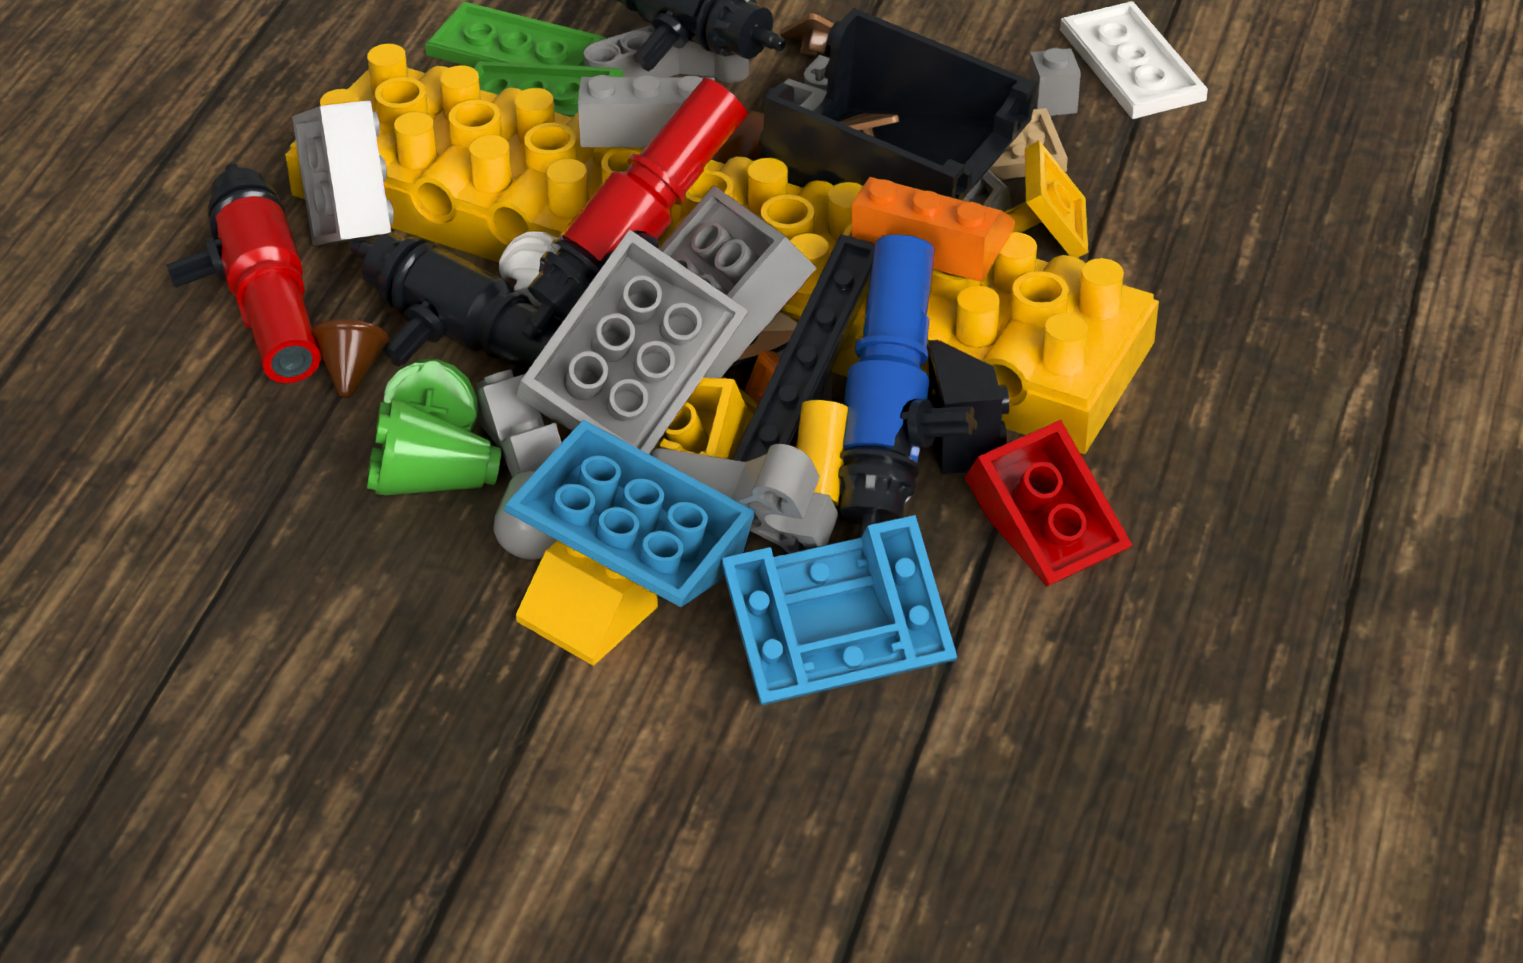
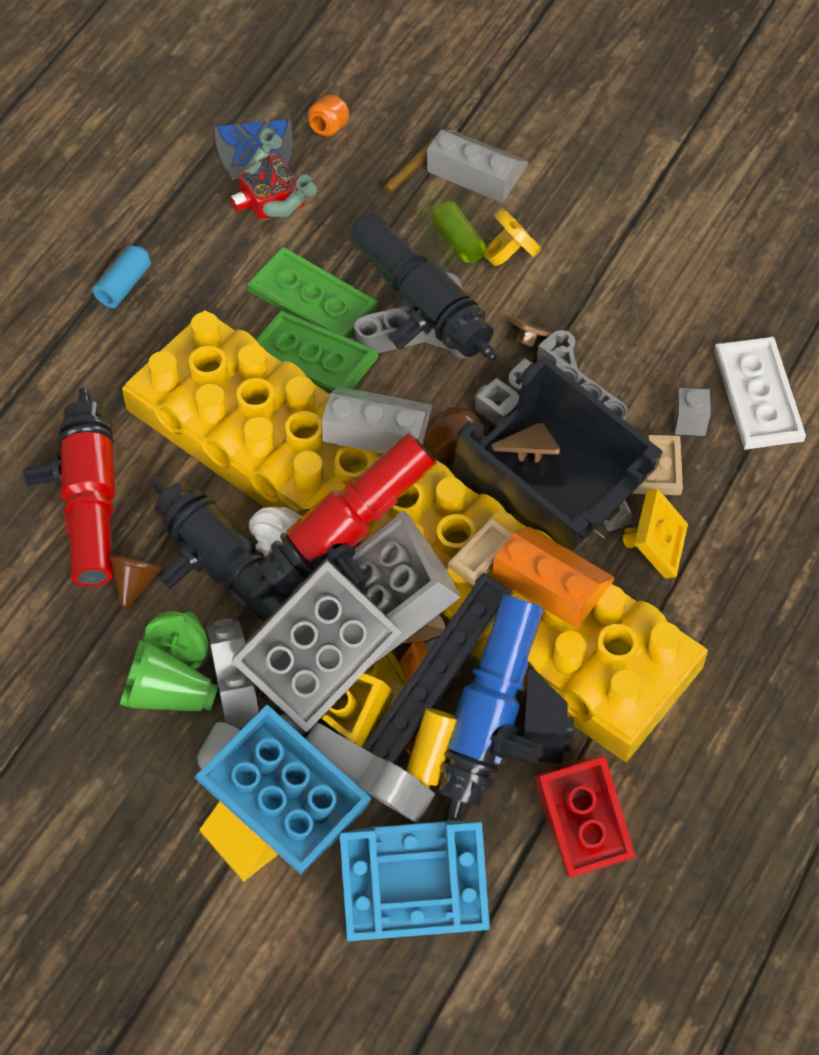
camera: 10 degrees right, 15 degrees up
(252, 57) = (122, 276): none -> dark azure brick
(342, 172) = (155, 424): slope -> none
(825, 222) = (479, 552): none -> tan tile

